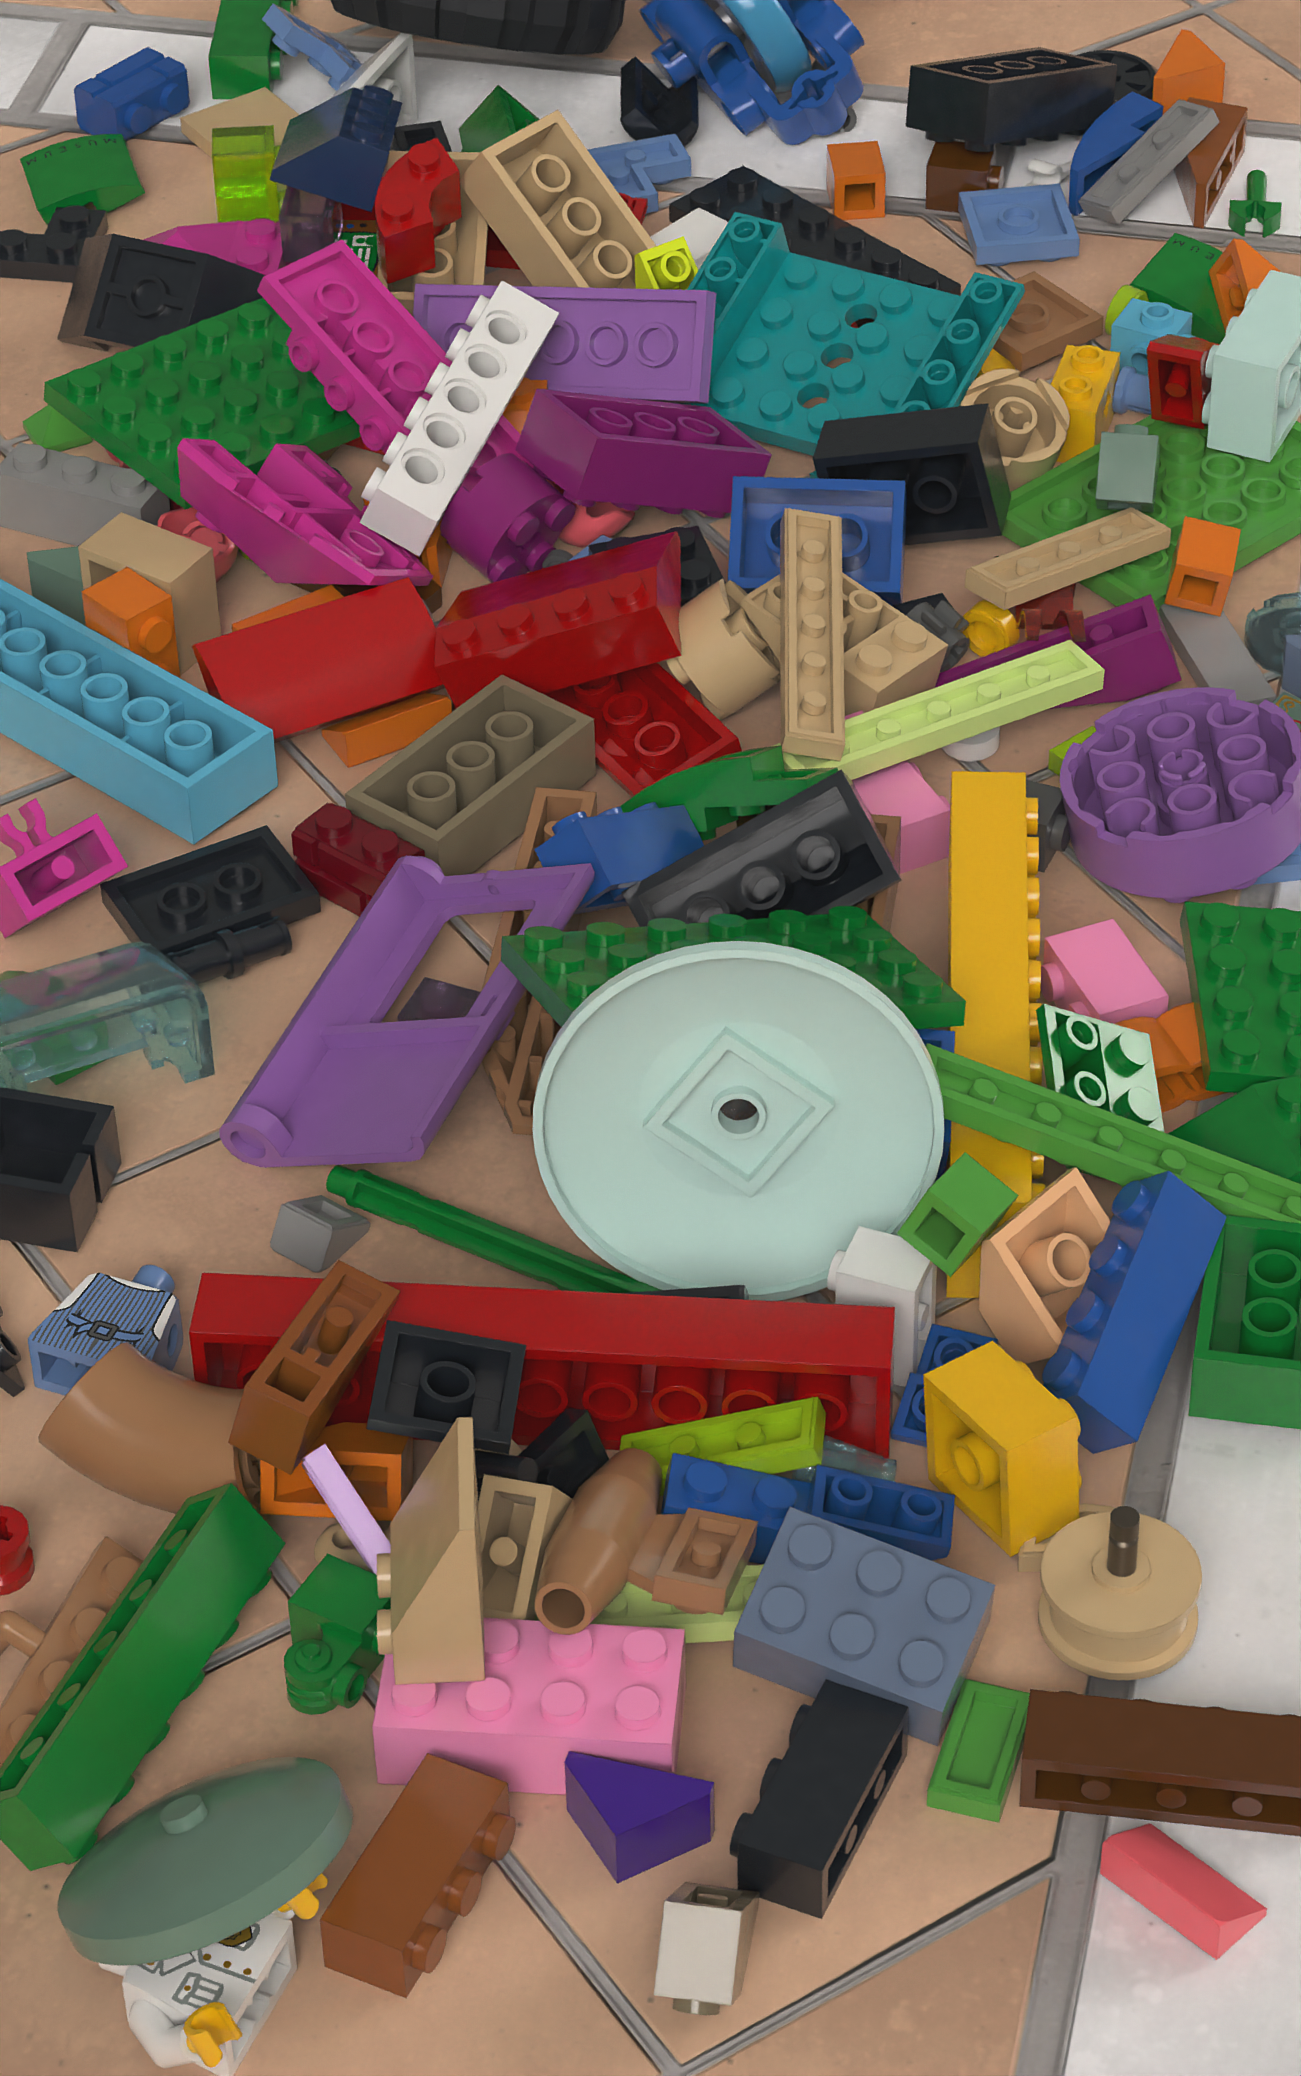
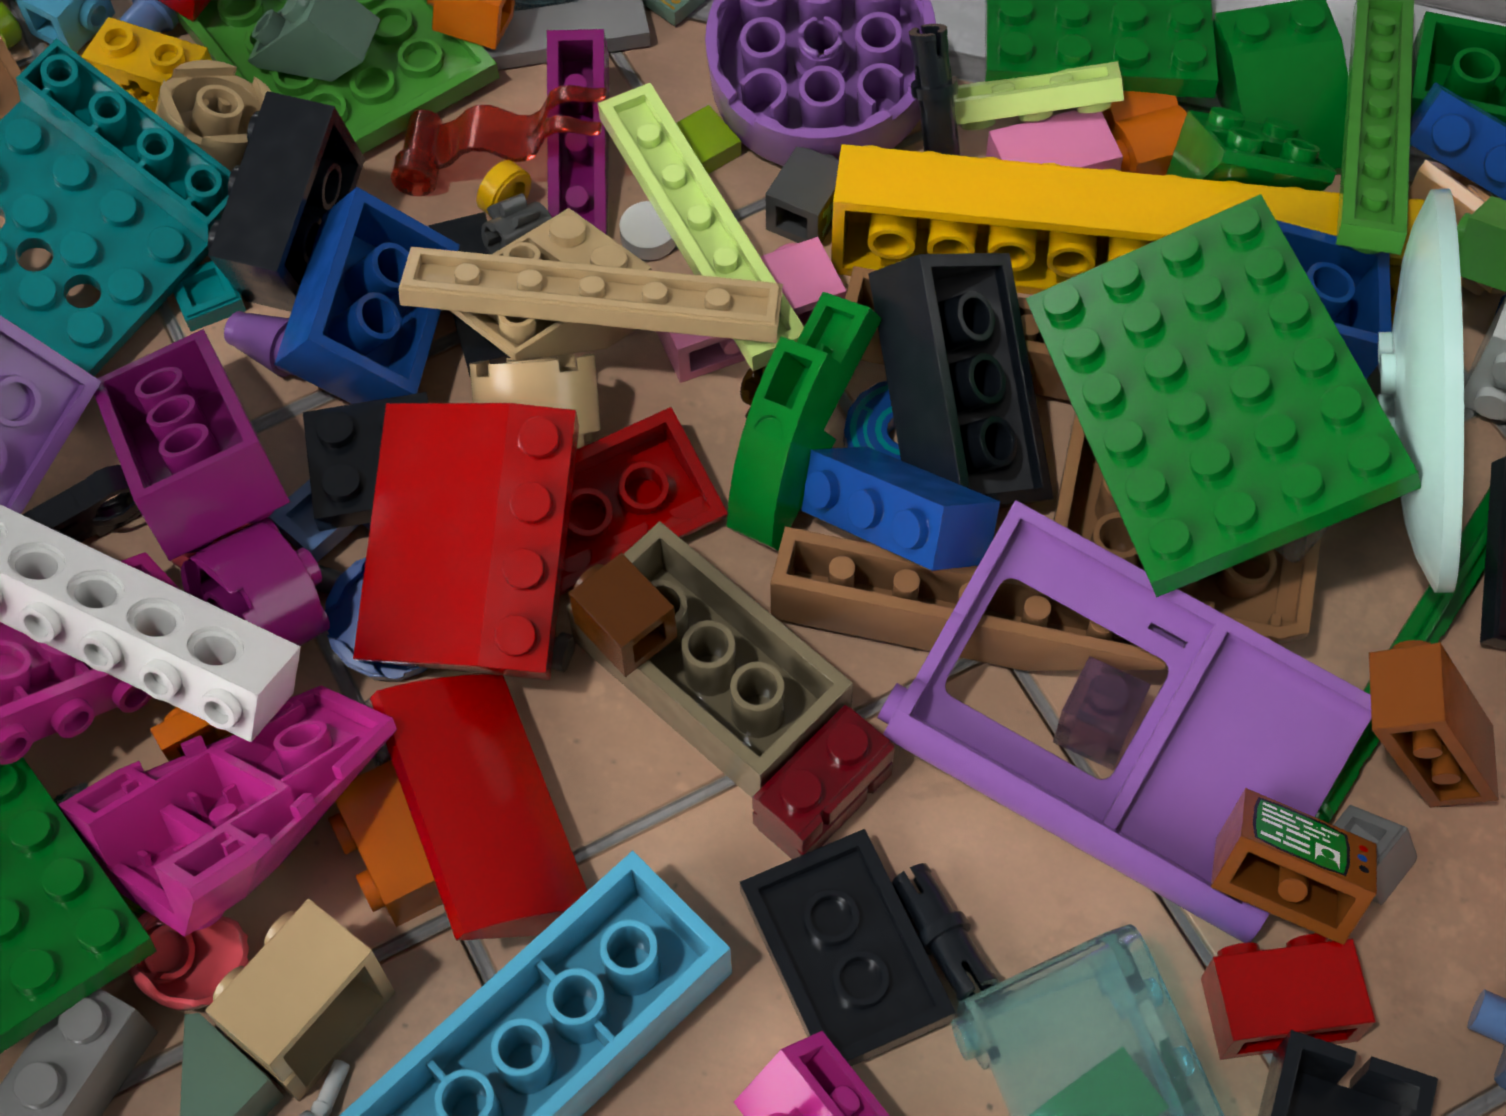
camera: 85 degrees left, 20 degrees up
(134, 616) = (392, 1009): orange brick -> none
(168, 1158) = (1302, 988): none -> red brick
(274, 1118) = (1295, 866): none -> dark orange brick
(386, 728) = (558, 753): orange slope -> none
(413, 1187) = (1432, 724): none -> dark orange brick
(479, 684) = (622, 613): none -> reddish brown brick
(1067, 558) = (443, 102): tan tile -> none
(1117, 841) = (935, 88): none -> black pin
(1160, 938) = (1037, 96): none -> yellowish green plate

